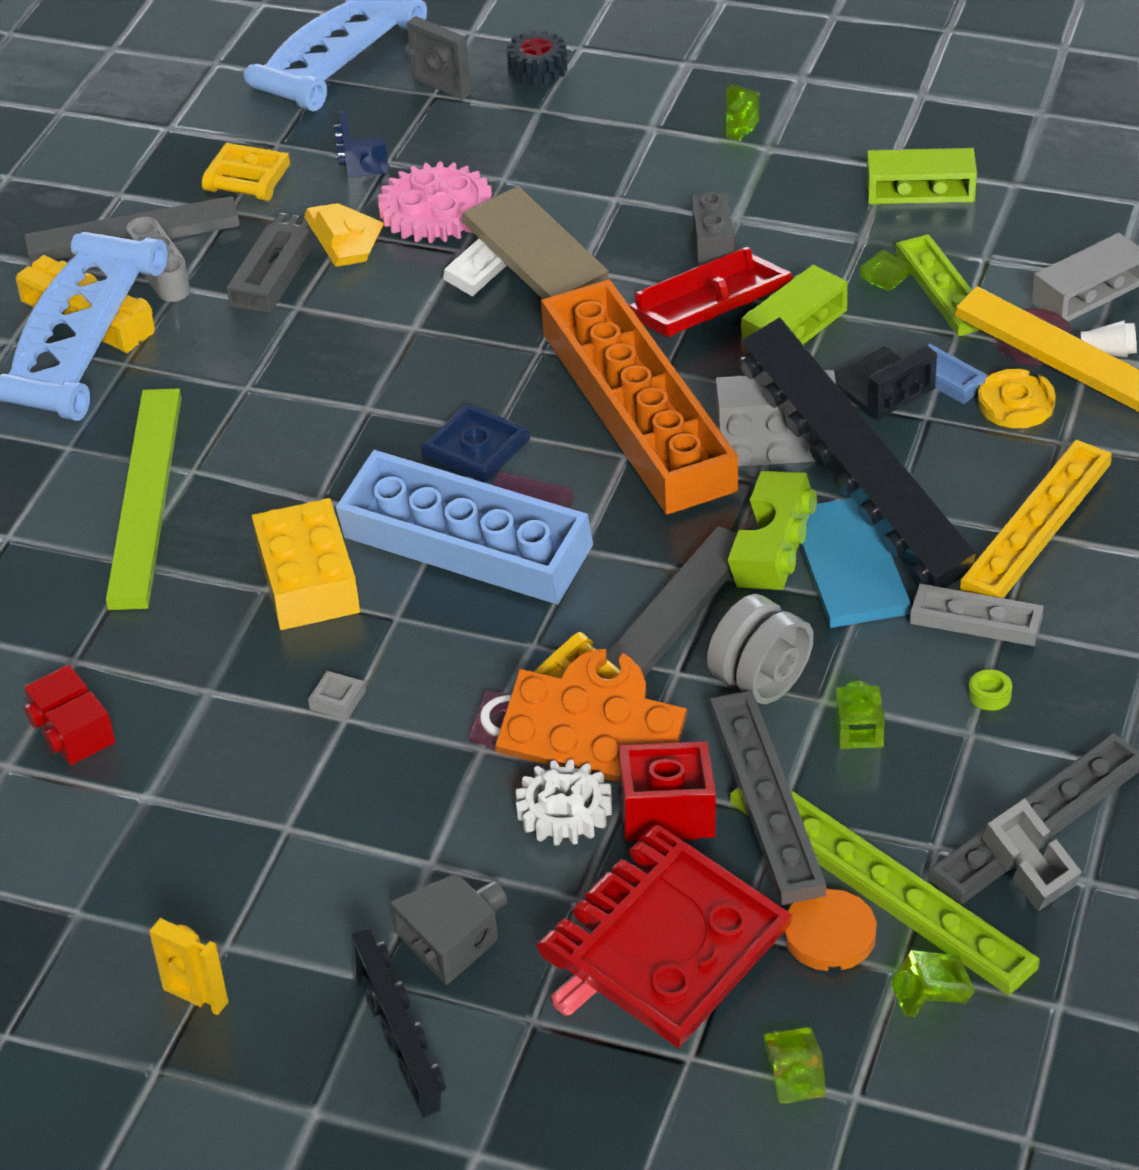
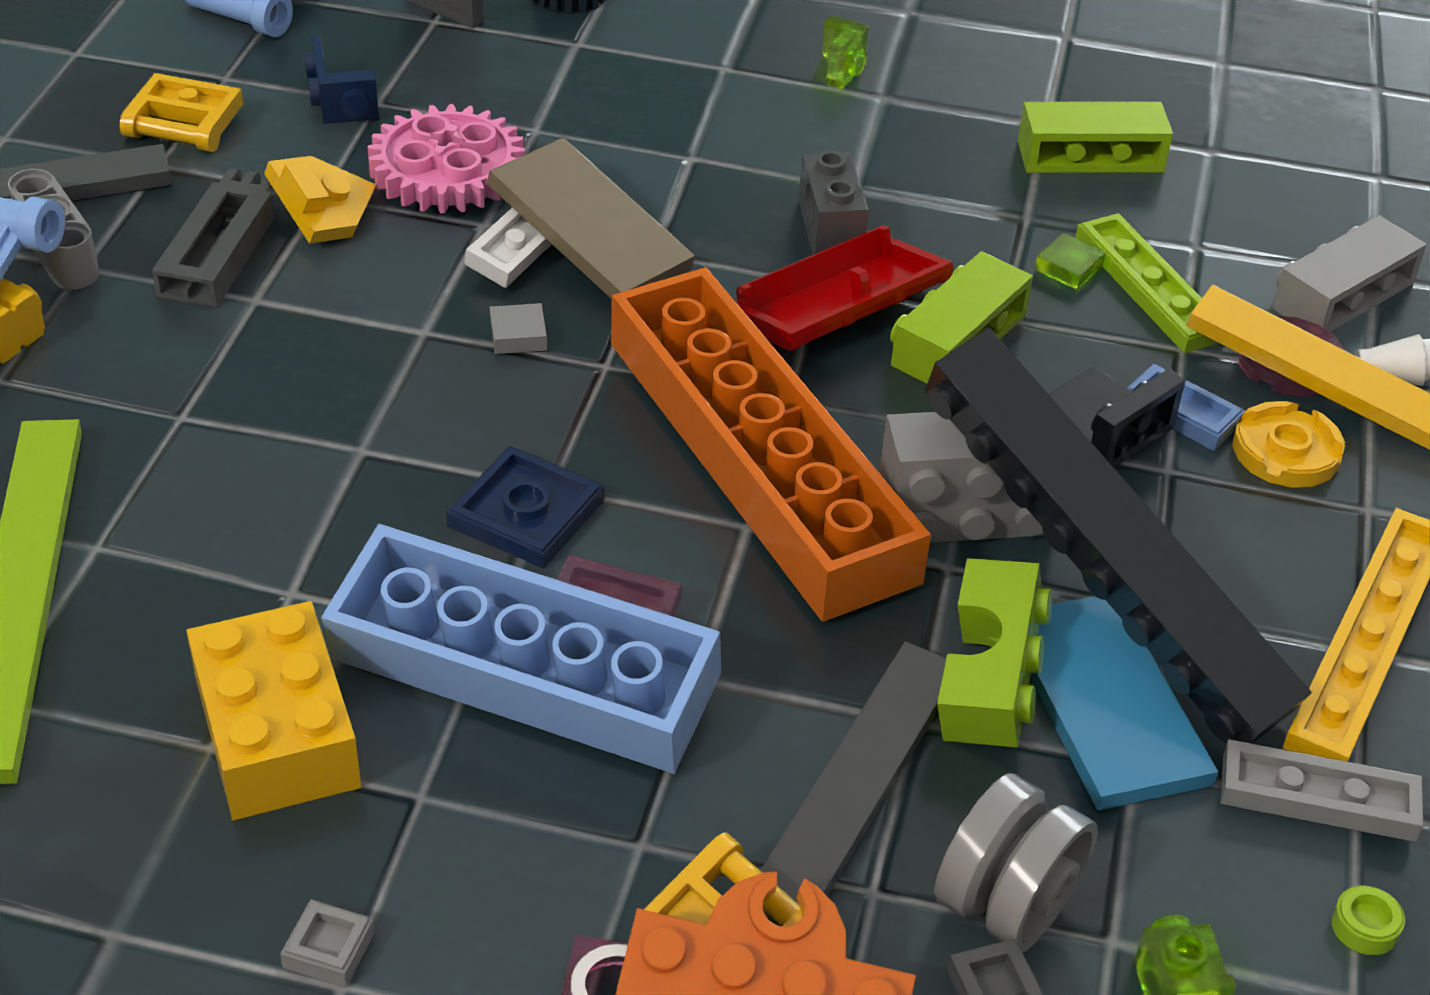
camera: 10 degrees left, 0 degrees up
(478, 324) = (518, 328): none -> light grey tile

